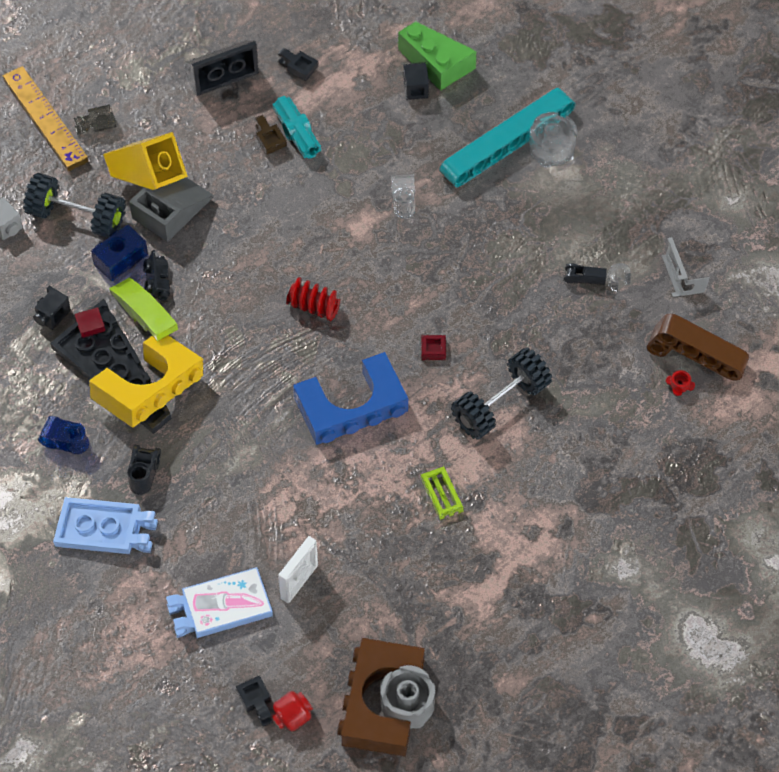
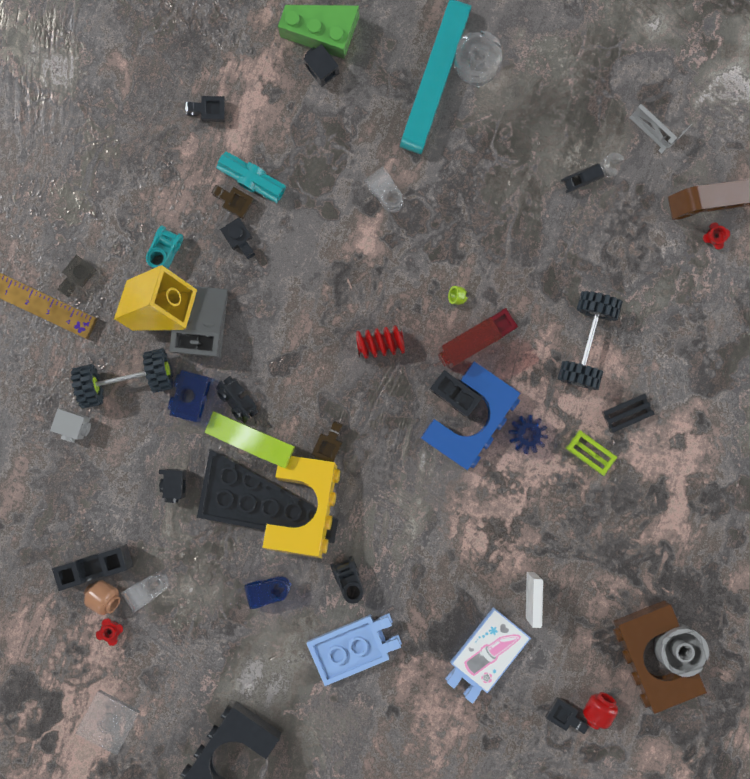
camera: 30 degrees left, 30 degrees up
(89, 322) = (216, 481): dark red tile -> none
(187, 136) = (164, 247): none -> teal piece
(211, 351) = (327, 446): none -> dark brown plate
(222, 67) = (145, 154): black slope -> none
(253, 163) = (237, 236): none -> black plate
(349, 370) = (455, 393): none -> black brick
(389, 333) = (469, 343): none -> clear red brick
(392, 441) = (535, 437): none -> clear blue gear
(410, 304) = (457, 295): none -> lime hinge
(499, 474) = (645, 405): none -> black tile

